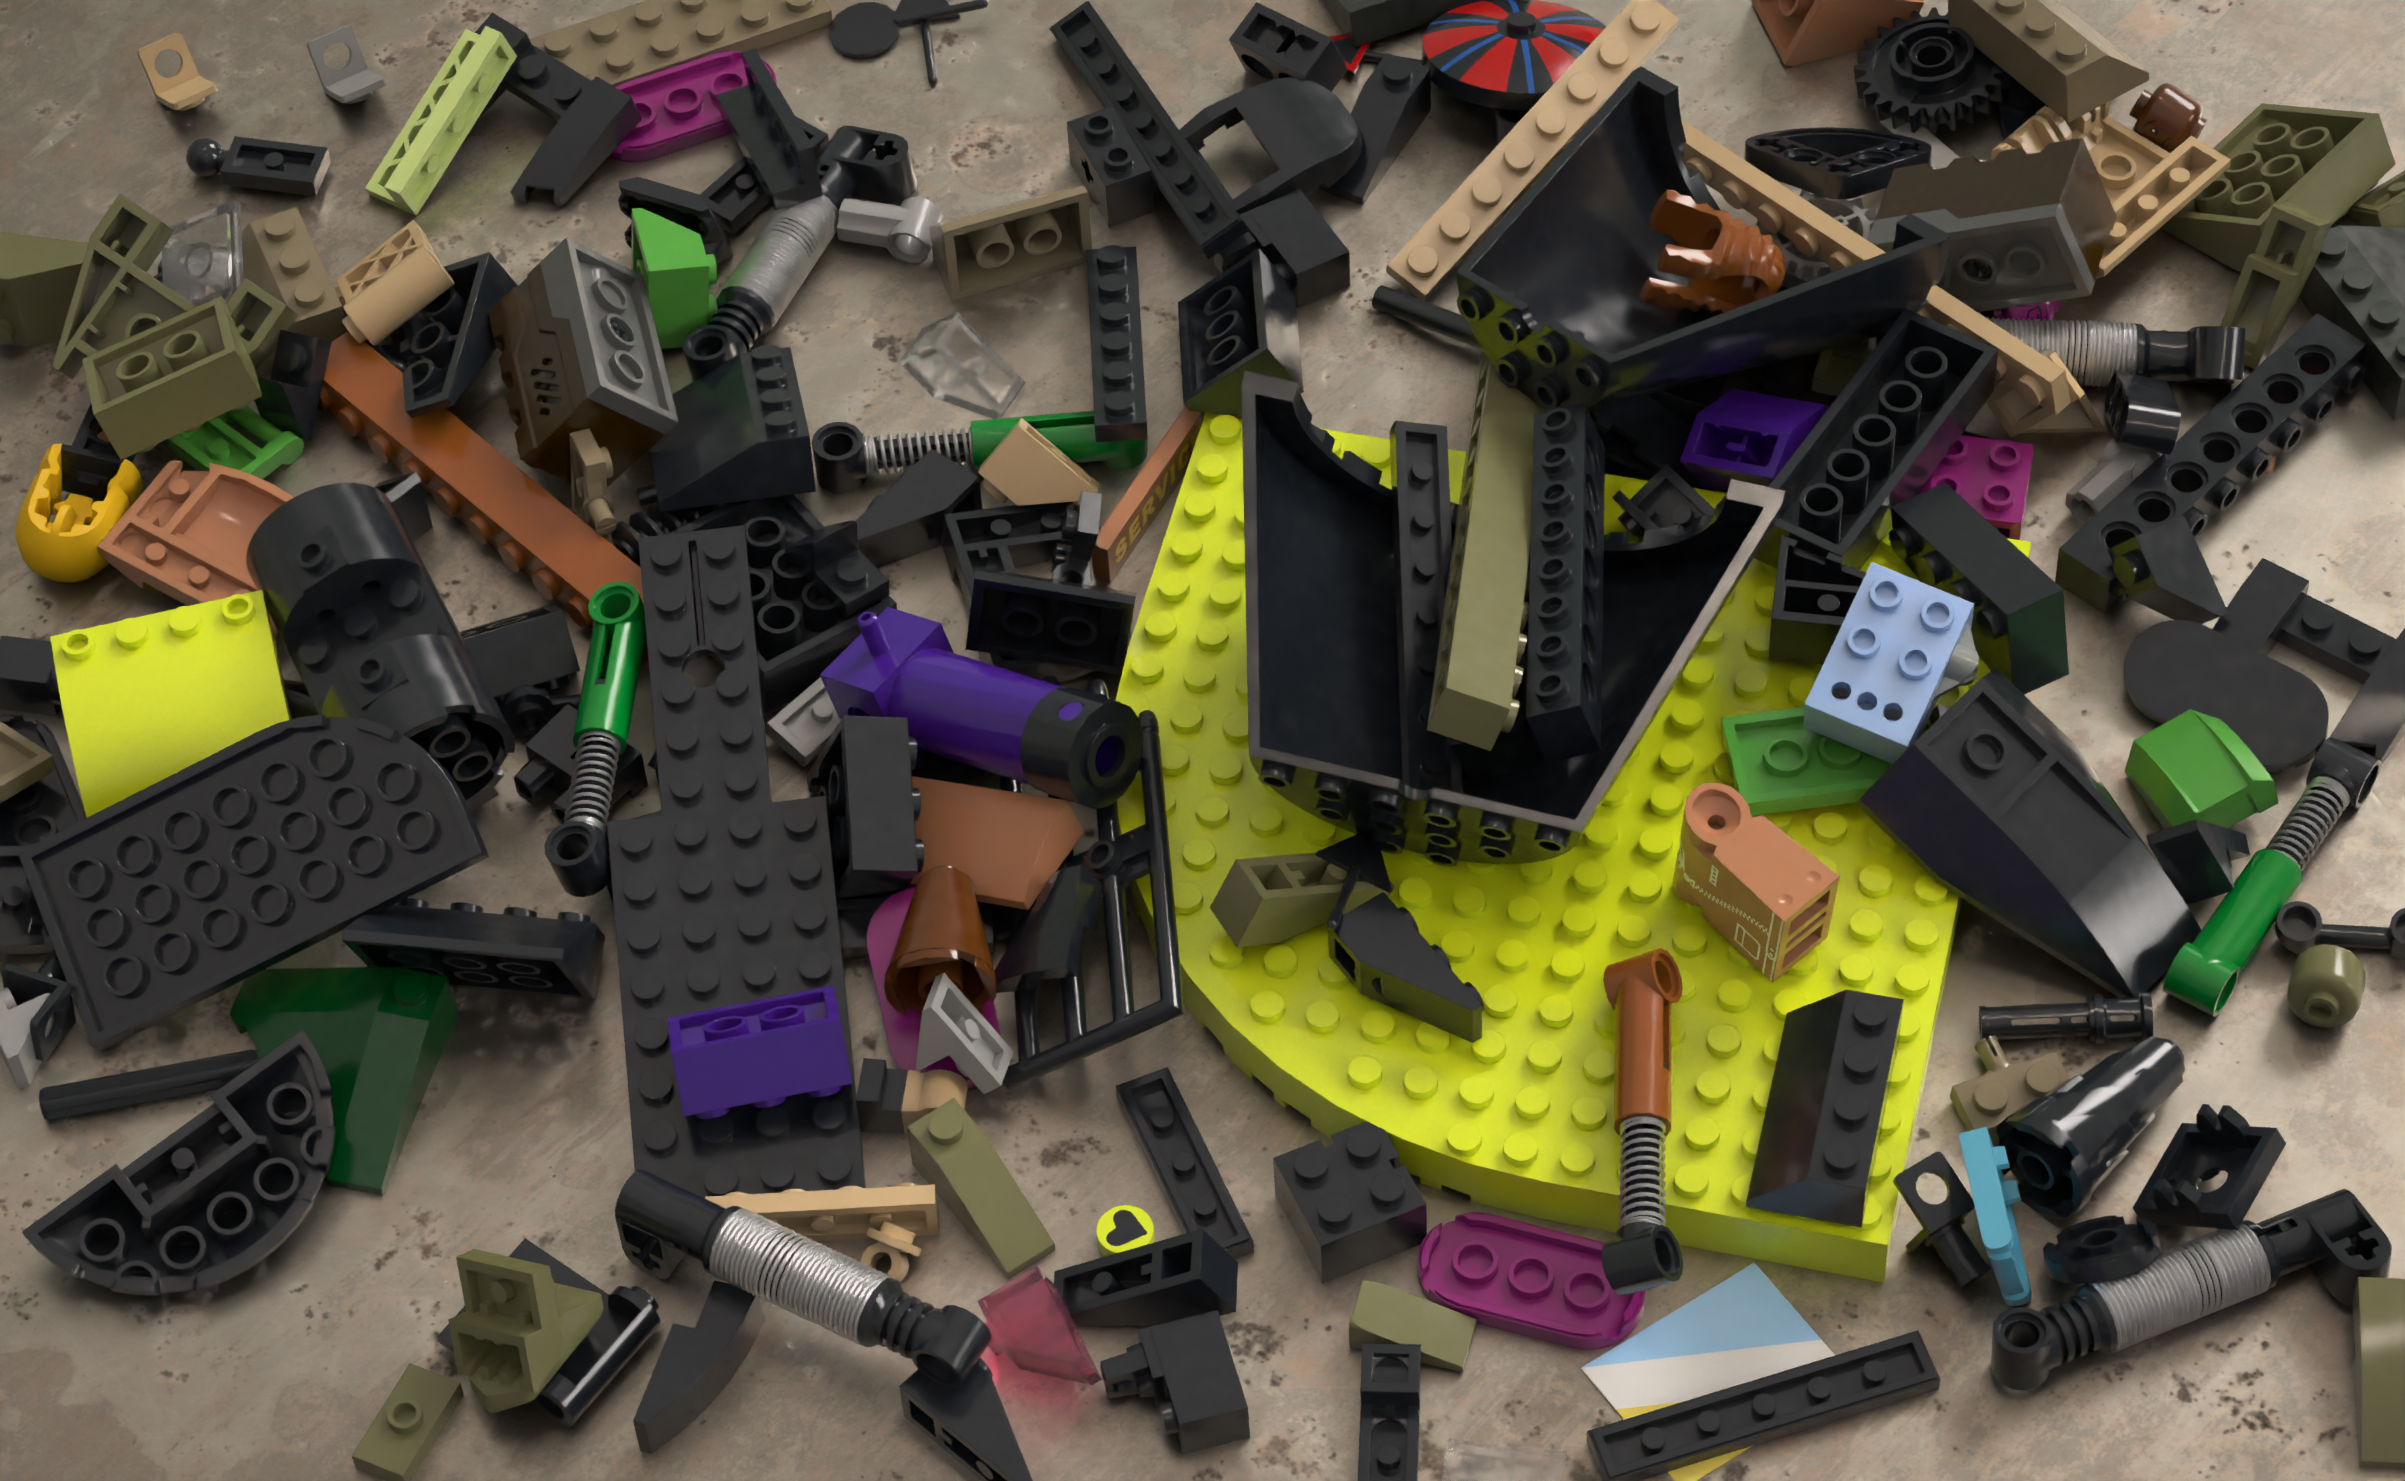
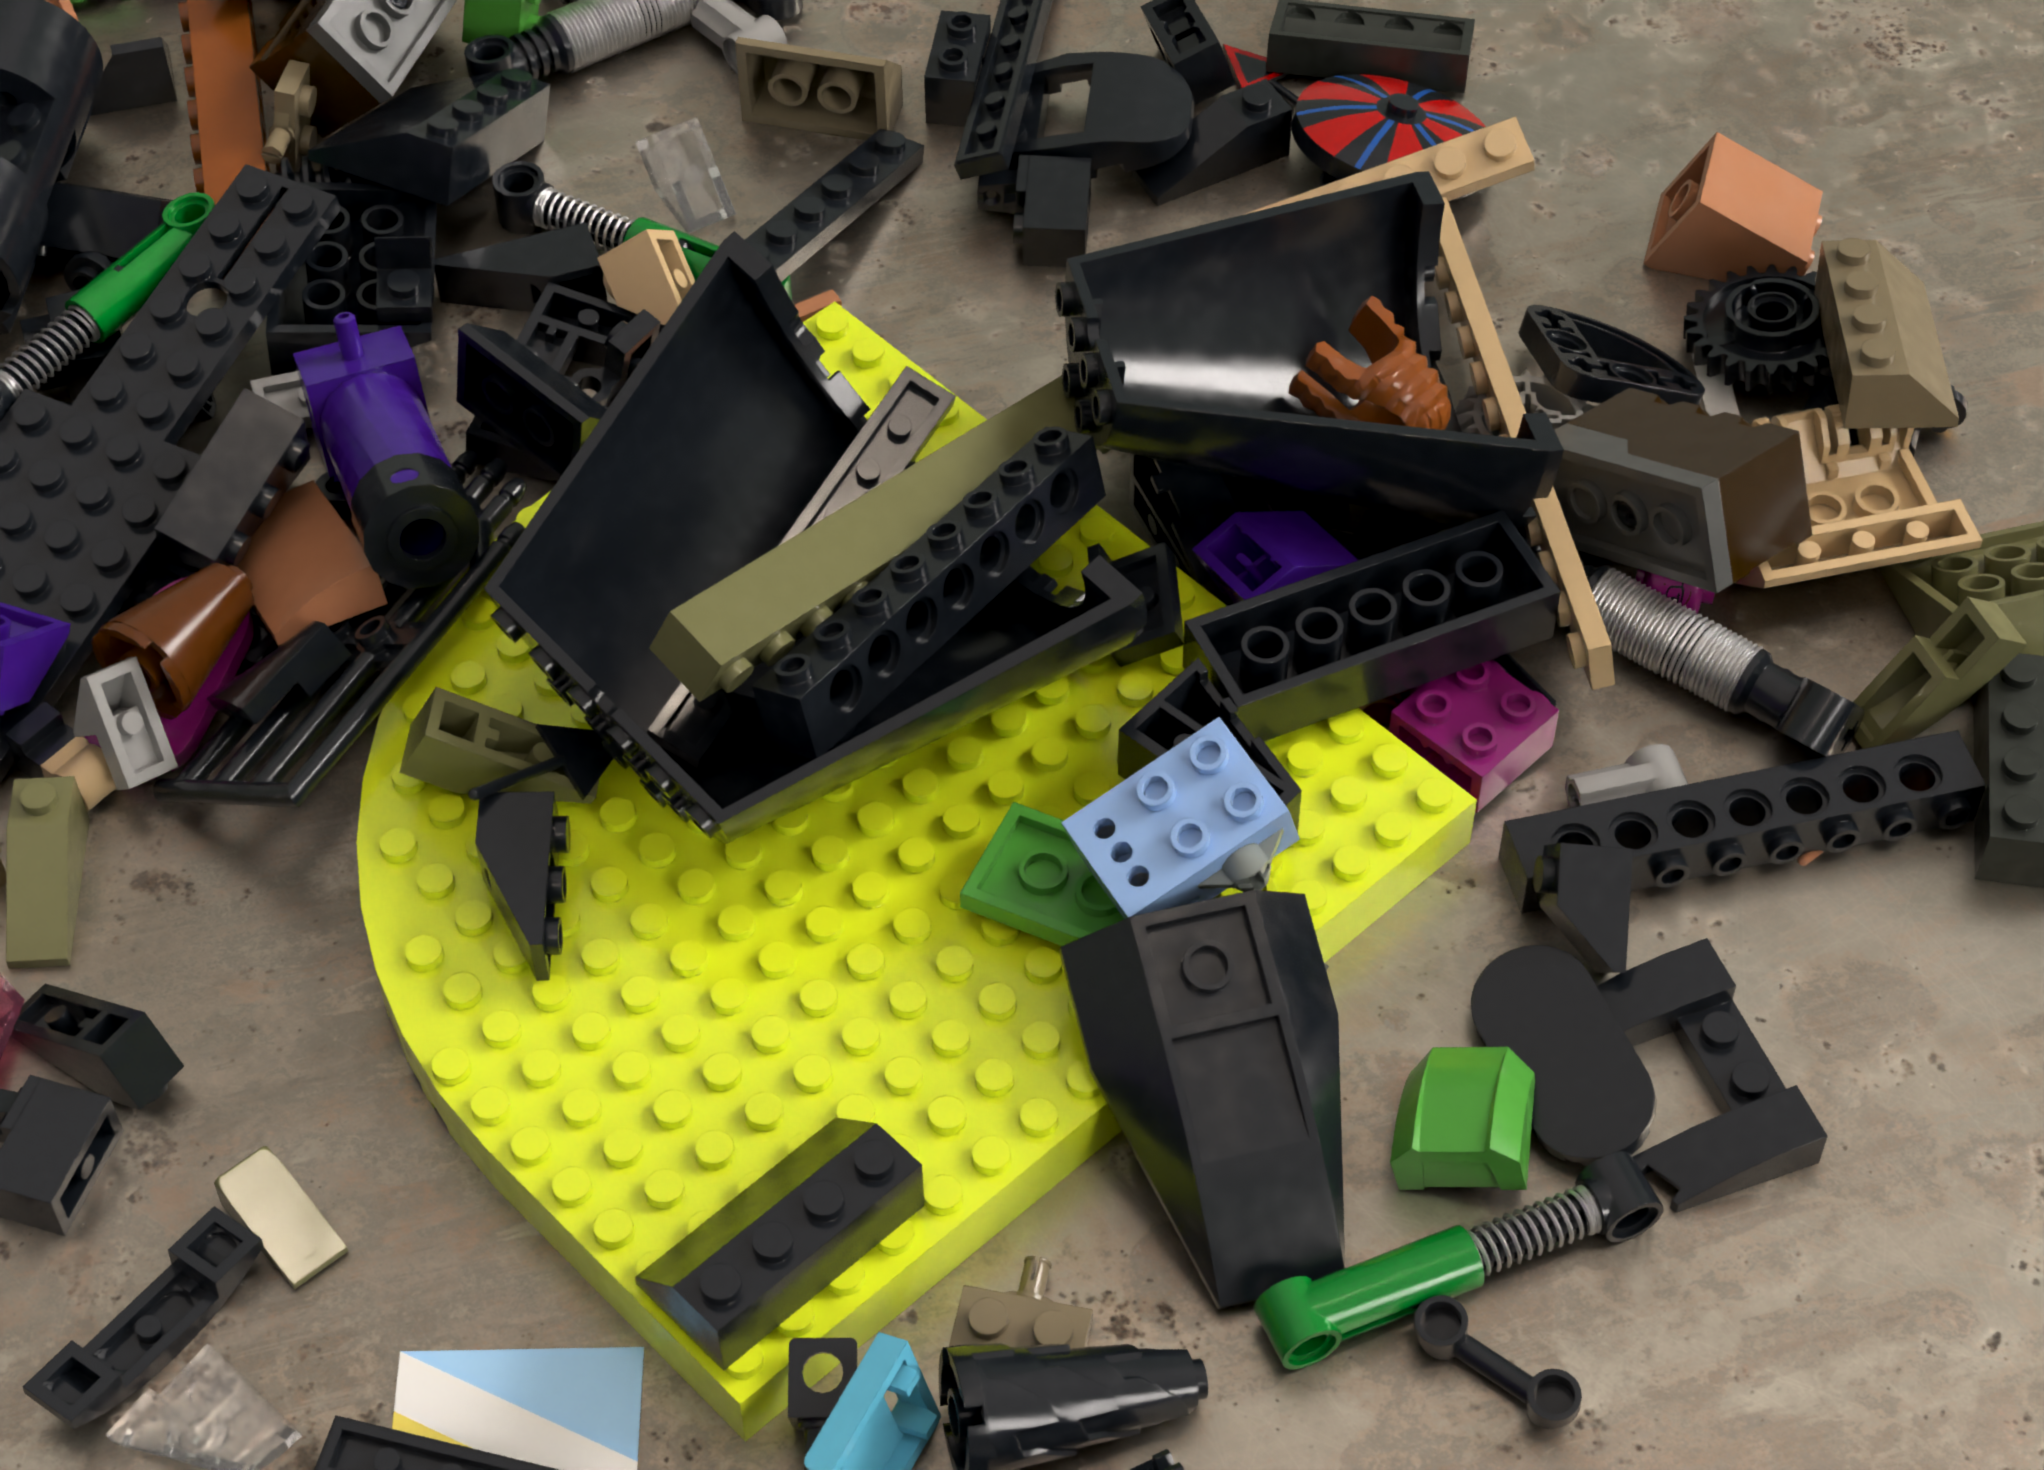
camera: 30 degrees right, 0 degrees up
(1124, 1229) = (130, 982): neon yellow tile -> none
(1182, 1161) = (233, 956): black tile -> none
(1237, 326) = (920, 262): black slope -> none
(1350, 1200) = (319, 1067): black piece -> none
(1526, 1281) = (428, 1241): magenta tile -> none
(1642, 995) = (700, 1022): piece -> none
(1752, 880) = (886, 966): nougat piece -> none
(2016, 604) = (1365, 814): black wedge -> none
(2022, 417) = (1637, 685): tan slope -> none
(2097, 1010) = (1167, 1302): black pin -> none
(2142, 412) = (1695, 734): black beam -> none
(2167, 116) = (1969, 474): reddish brown head -> none
(2198, 857) = (1383, 1195): black slope -> none
(2329, 982) = (1417, 1403): olive head -> none

